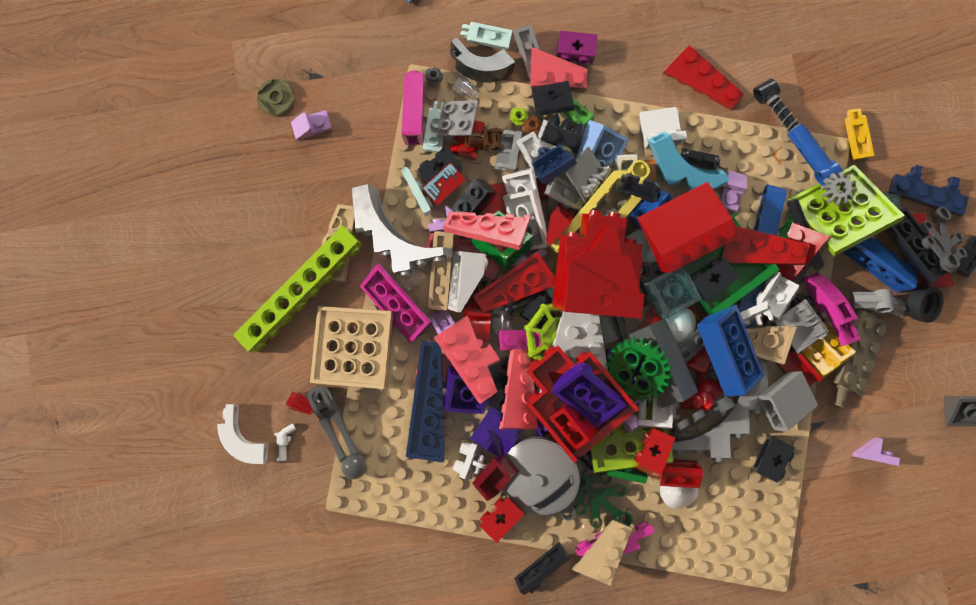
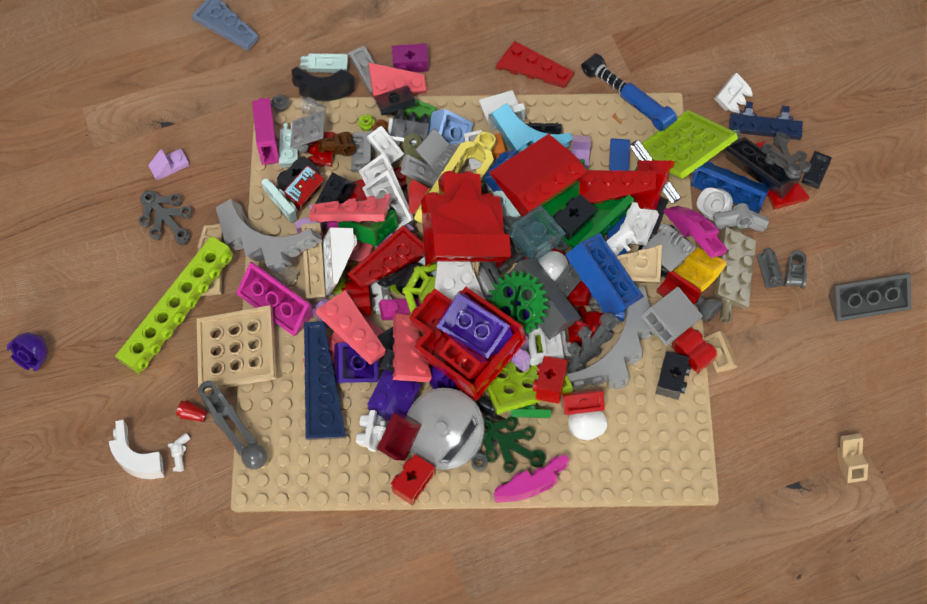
camera: 10 degrees left, 20 degrees down
(151, 310) = (28, 350): none -> dark purple cylinder
(276, 97) = (131, 147): olive tile -> none
(298, 183) = (164, 214): none -> dark grey plant
(530, 578) = (452, 537): black hinge -> none
(552, 163) = (402, 145): dark blue slope -> none
(605, 554) = (522, 489): tan wing -> none
(630, 185) = (479, 149): black hinge -> none
(803, 439) = (693, 346): none -> red brick
(823, 437) = (725, 358): none -> tan slope
(824, 392) = (709, 308): none -> dark grey brick
(845, 188) = (680, 121): light grey gear -> none
(856, 276) = (714, 201): none -> white hat
(858, 135) = (687, 87): yellow hinge -> none
(873, 452) = (769, 356): lavender slope -> none
(894, 358) = (770, 269): none -> dark grey hinge
(904, 151) = (733, 93): none -> white plate
(916, 302) = (793, 209): black tyre -> none
(918, 367) = (796, 273): none -> dark grey piece
(925, 577) = (850, 458): none -> tan brick

